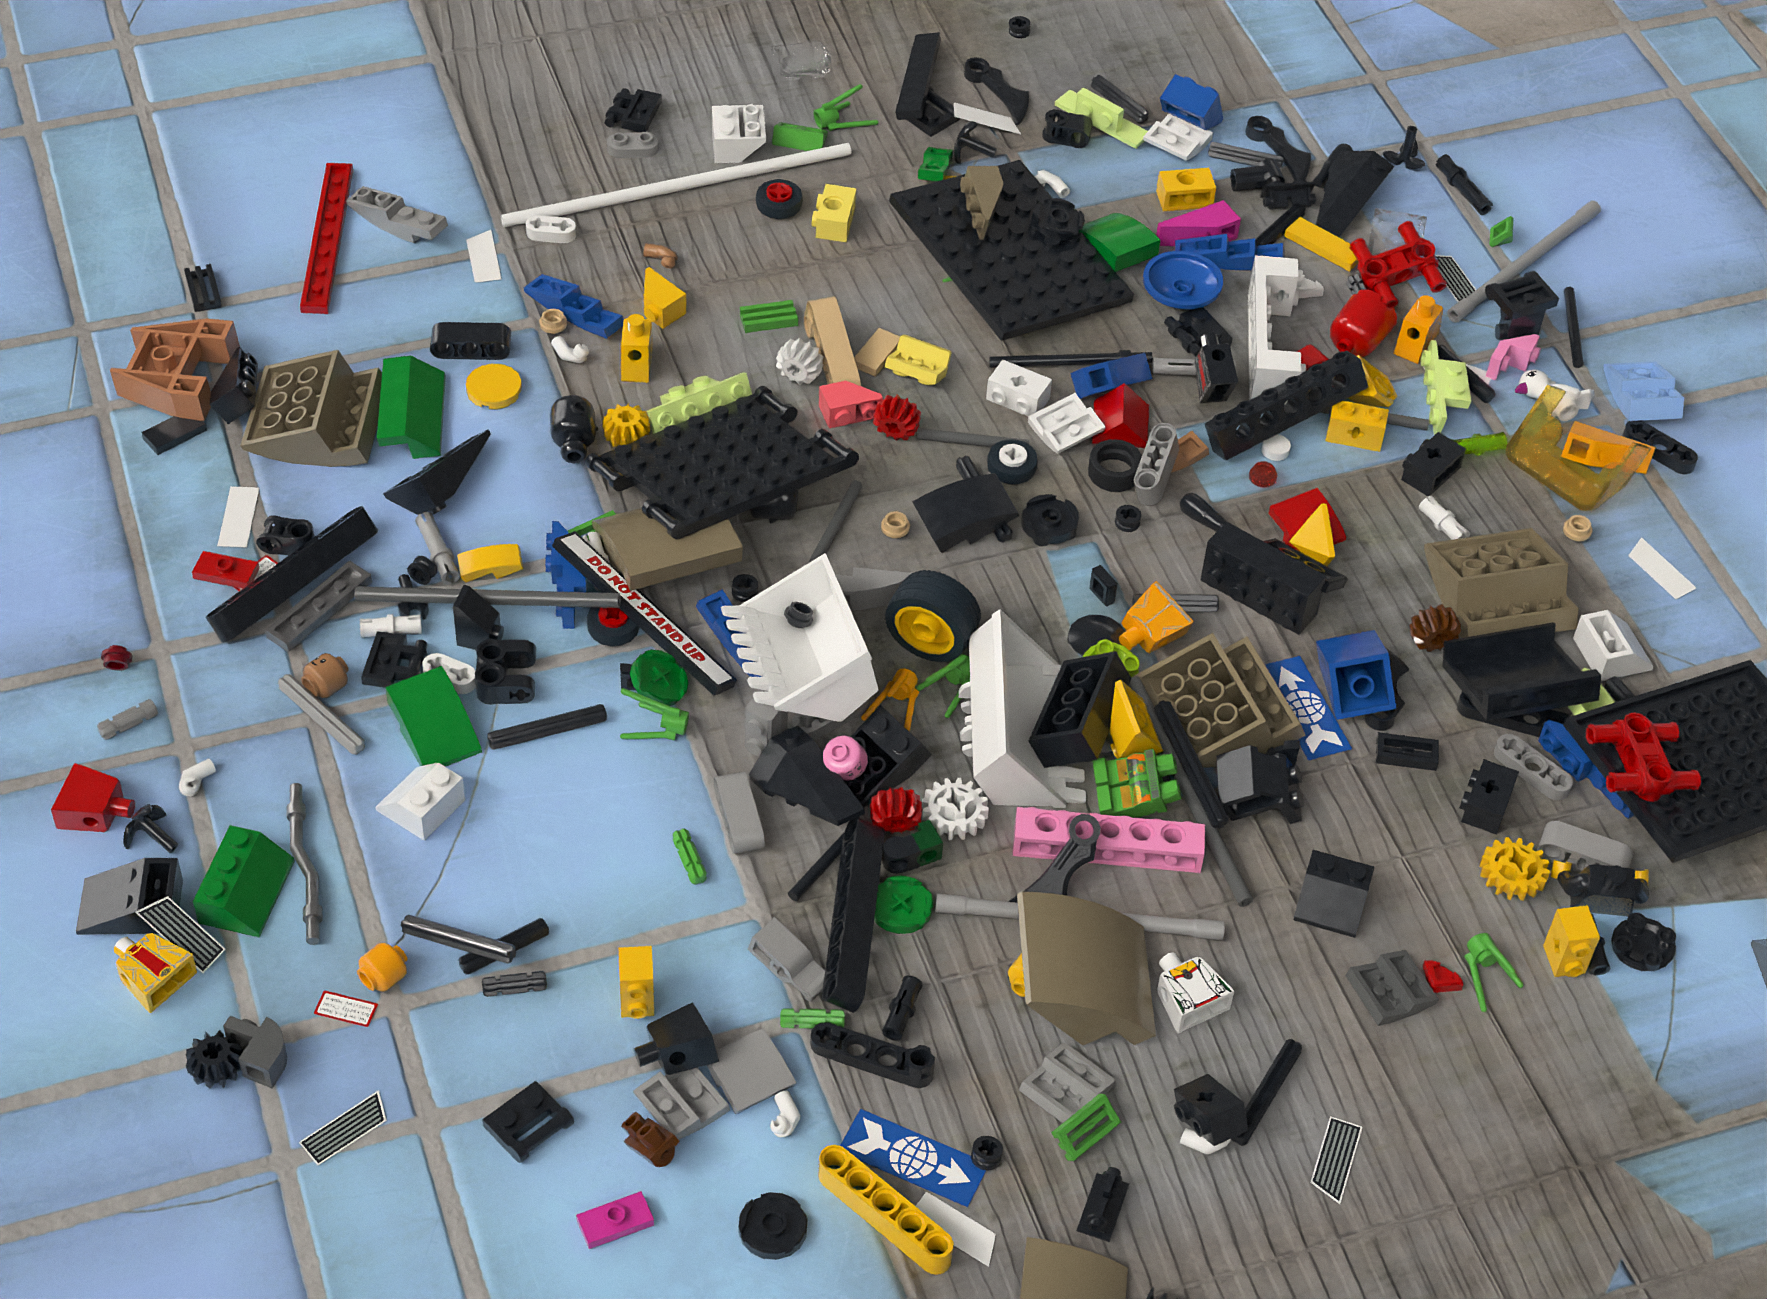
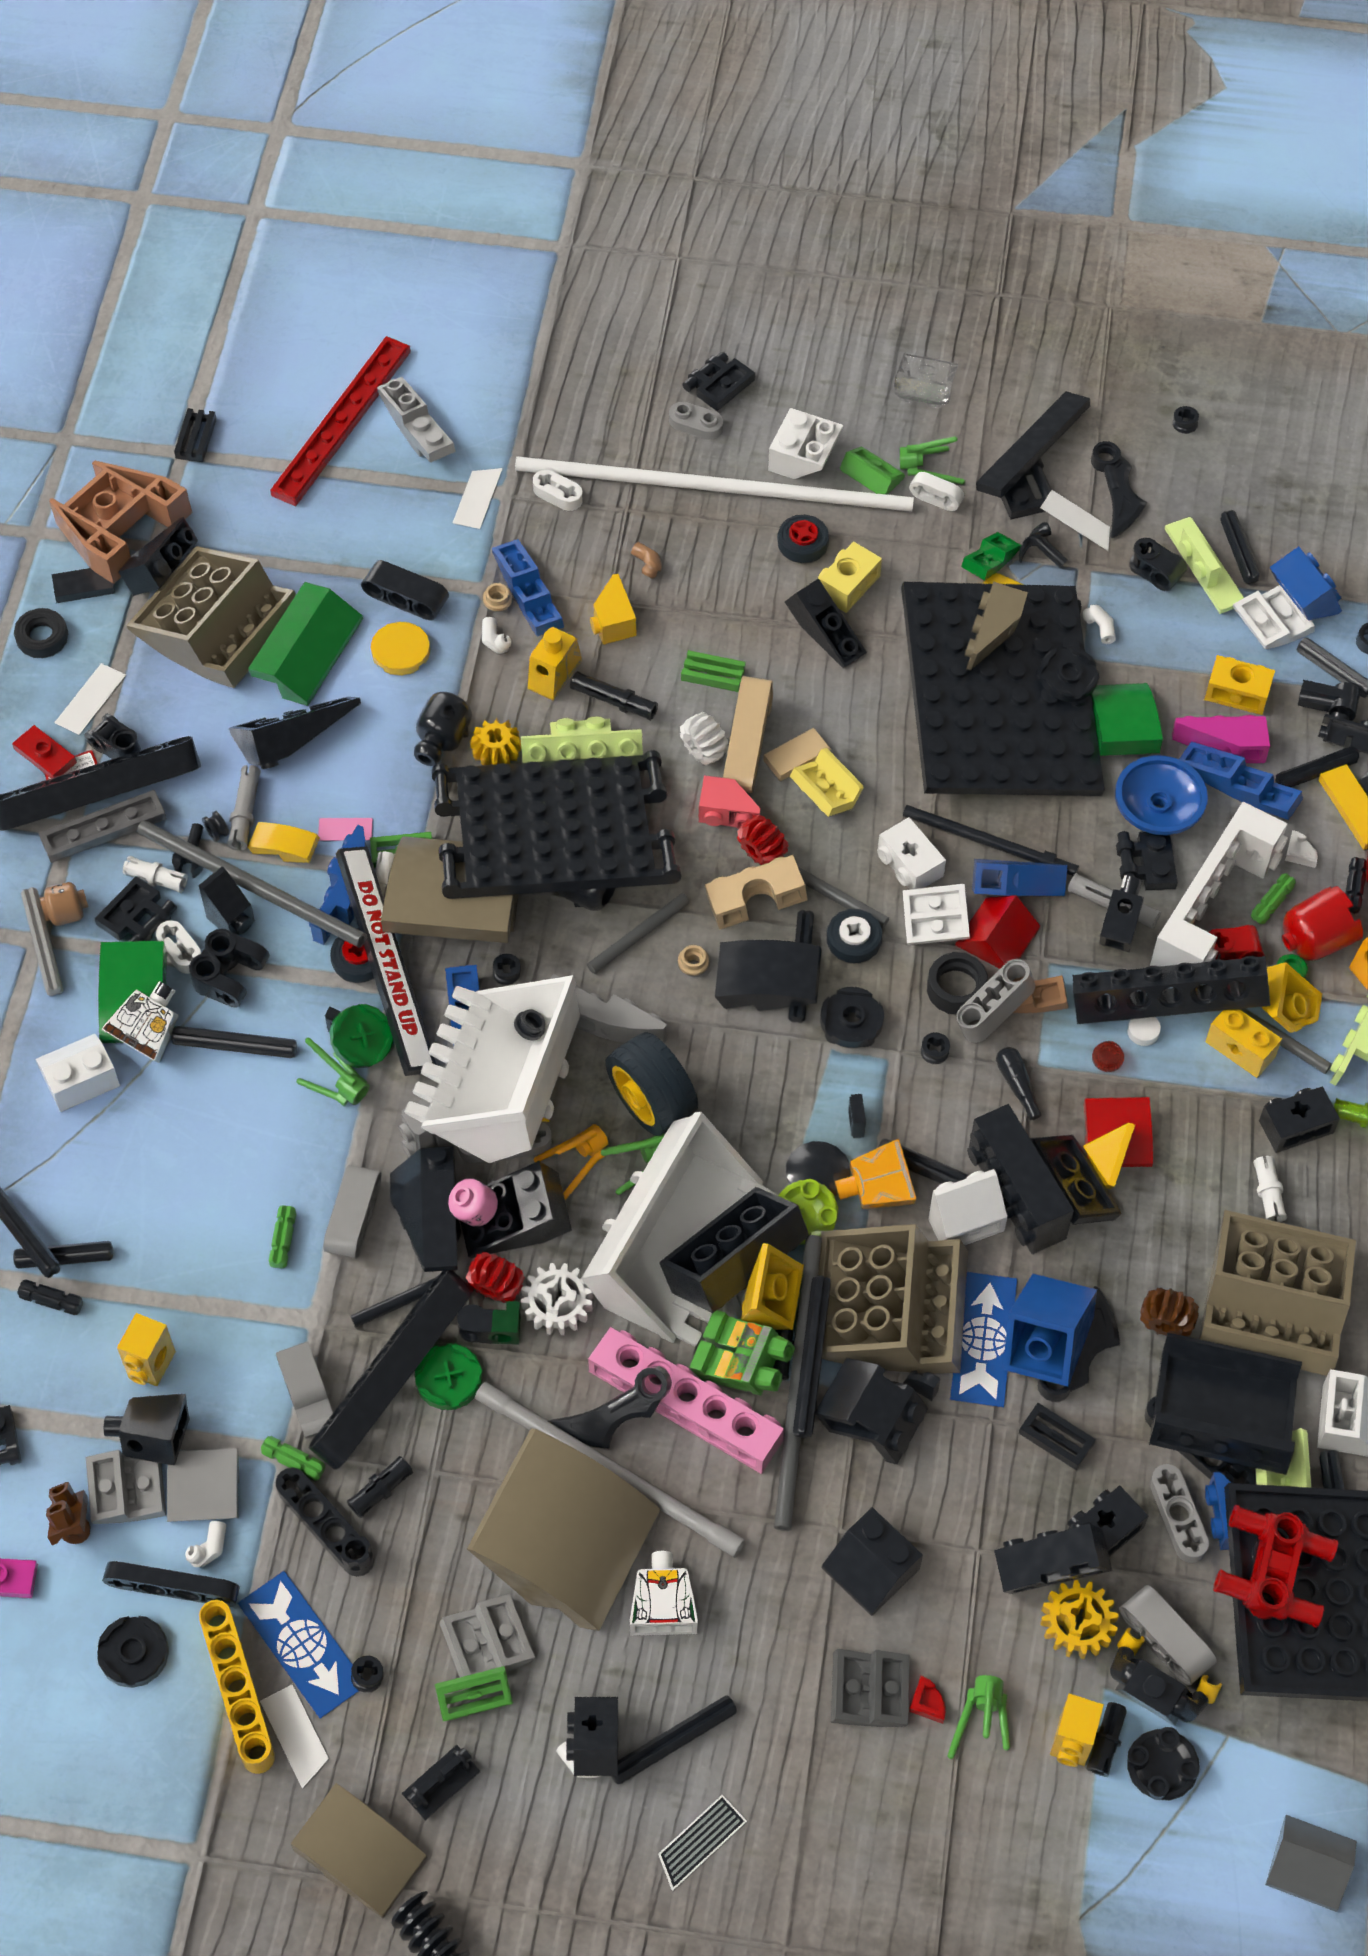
camera: 30 degrees right, 10 degrees up
(164, 493) = (36, 618): none -> black tyre
(465, 735) = (145, 1021): none -> torso
(531, 536) = (338, 828): none -> bright pink sticker
(700, 359) = (613, 695): none -> black pin
(770, 1157) = (170, 1583): none -> black beam
(836, 250) = (825, 623): none -> black slope
(863, 132) = (936, 491): none -> white beam
(929, 440) = (777, 879): none -> tan arch
(1238, 611) = (968, 1208): none -> white slope
(1309, 324) = (1273, 898): none -> bright green axle
(1474, 826) = (1052, 1558): none -> black wedge

